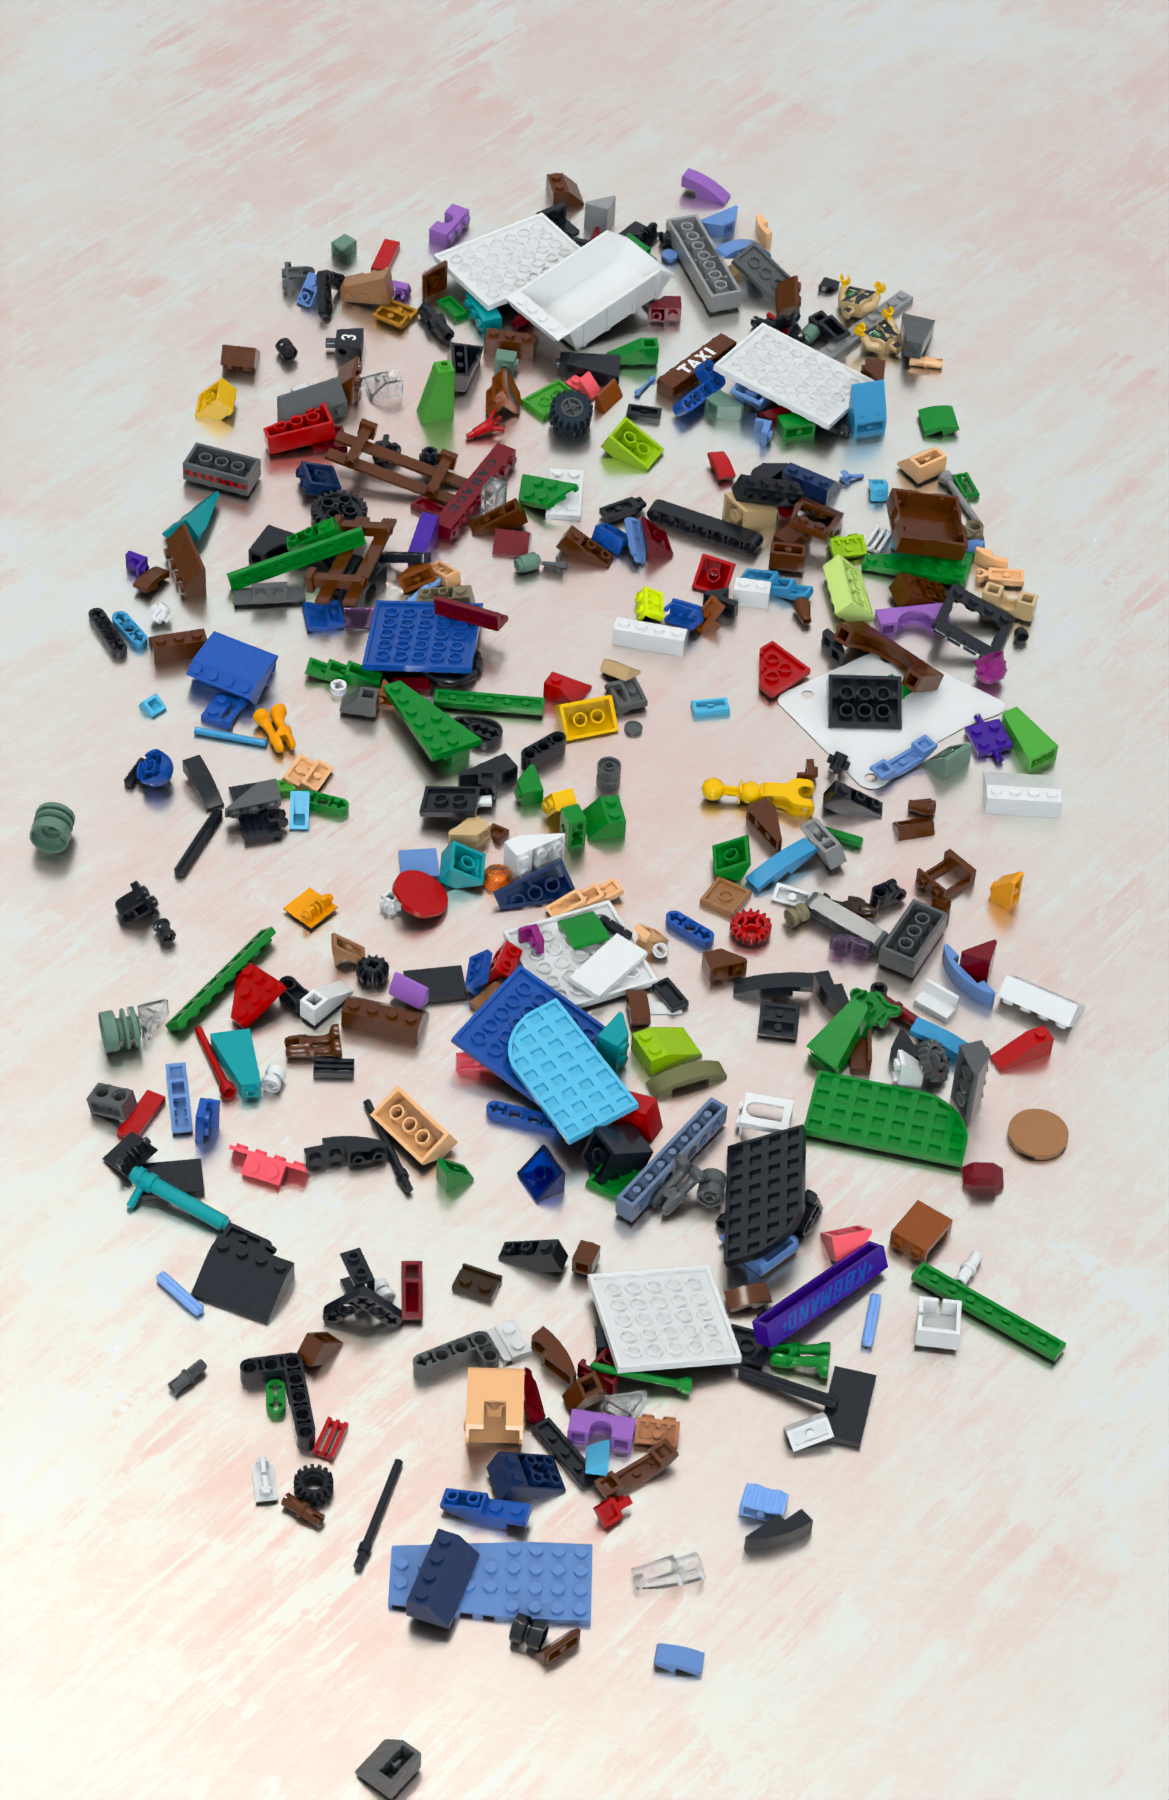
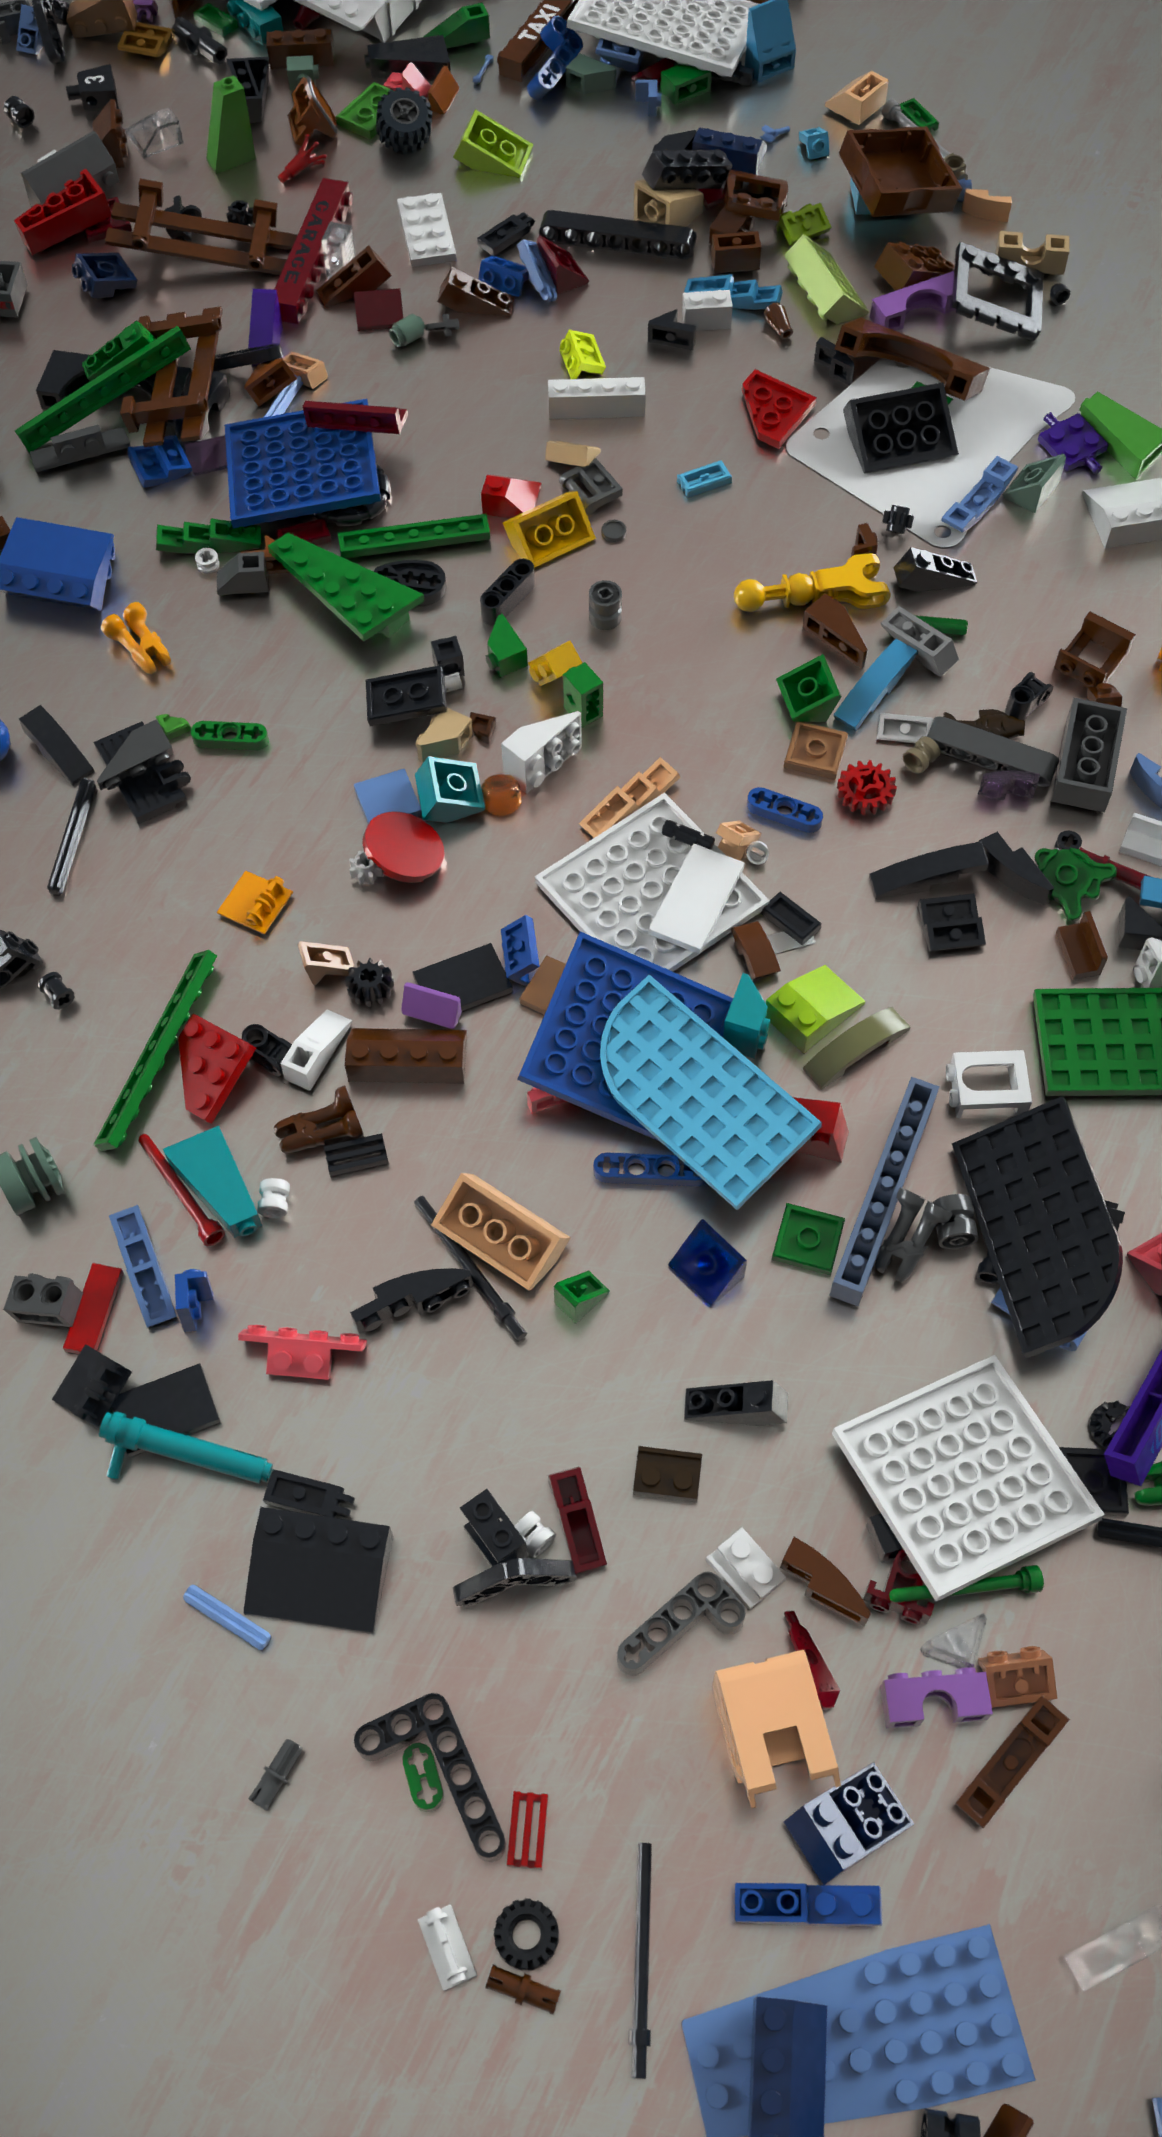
camera: 10 degrees left, 15 degrees up
(152, 1016) = (72, 1134): clear slope -> none
(220, 707) = (52, 625): blue plate -> none
(230, 736) = (86, 664): dark azure bar -> none
(299, 810) = (201, 755): medium azure slope -> none
(307, 773) = (197, 696): light nougat slope -> none
(318, 1348) = (465, 1665): reddish brown slope -> none
(348, 506) = (152, 301): black gear -> none
(423, 504) = (252, 280): dark red tile -> none
(458, 593) = (332, 391): dark tan slope -> none
(504, 767) = (459, 624): black slope -> none
(504, 961) = (551, 923): red bracket -> none
(533, 936) = (583, 878): magenta bracket -> none
(536, 887) = (563, 793): dark blue wedge -> none
(543, 492) = (400, 231): green wing -> none
(563, 1452) = (893, 1755): black tile -> none
(583, 930) = (646, 850): green slope -> none
(585, 1392) = (894, 1644): reddish brown slope -> none
(586, 1258) = (817, 1392): reddish brown brick -> none
(597, 1458) = (949, 1758): medium azure slope -> none
(605, 818) = (622, 670): green slope -> none
(610, 1509) = (997, 1850): red plate -> none
(618, 1147) = (802, 1198): black slope -> none
(644, 413) = (493, 104): black tile -> none
(683, 614) = (630, 357): blue hinge -> none
(711, 611) = (661, 352): dark orange slope -> none
(713, 573) = (650, 294): red slope -> none
(722, 465) = (613, 150): red slope -> none
(723, 964) = (848, 854): reddish brown slope -> none
(748, 1295) = (1068, 1394): reddish brown slope -> none
(839, 1037) = (1048, 935): green slope -> none
(888, 535) = (838, 196): white tile -> none
(914, 828) = (1025, 590): reddish brown slope -> none
(923, 806) = (1028, 557): reddish brown cone -> none
(931, 568) = (925, 229): green wing -> none
(938, 419) = (854, 39): green slope -> none
(991, 667) = (1043, 344): magenta helmet -> none
(1001, 576) = (1012, 221): light nougat plate -> none

